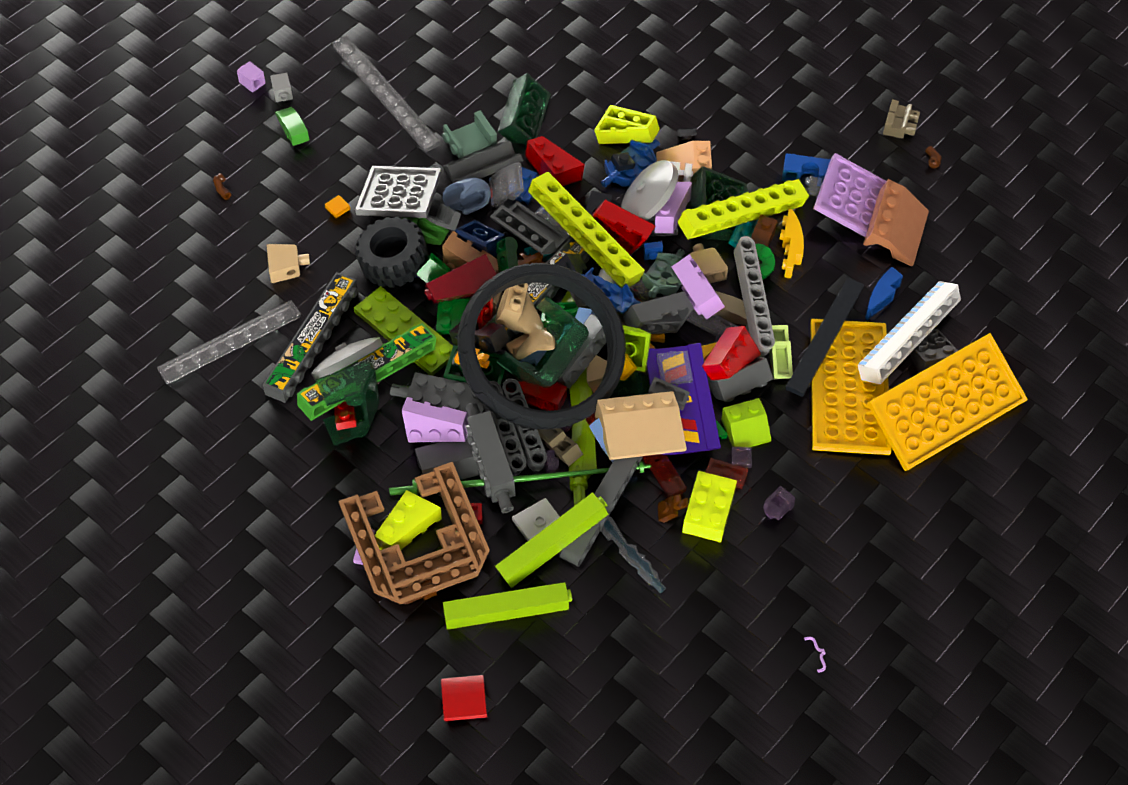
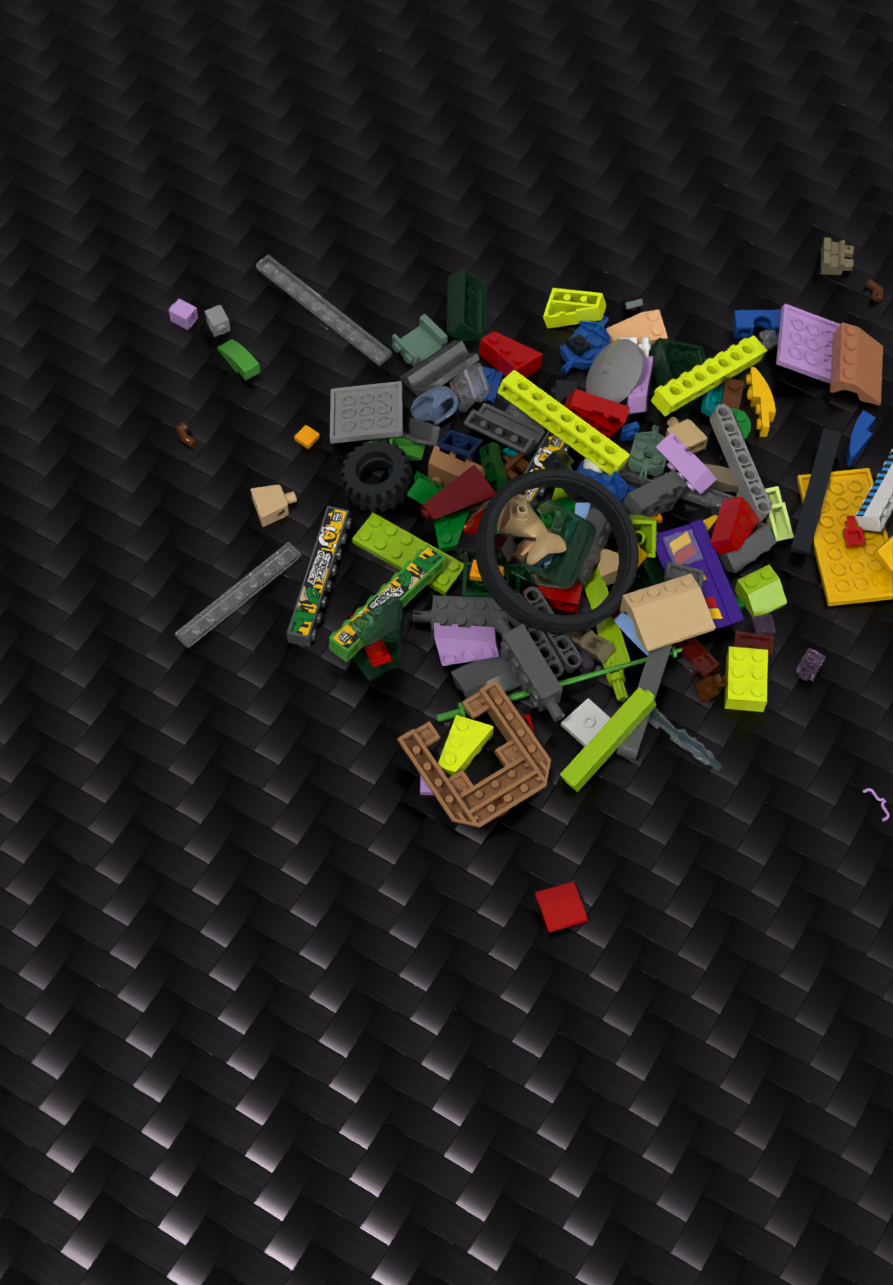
camera: 10 degrees left, 5 degrees up
(345, 356) = (364, 593): light grey dish -> none
(506, 605) = (578, 810): lime brick -> none
(851, 384) = (853, 535): none -> red plate

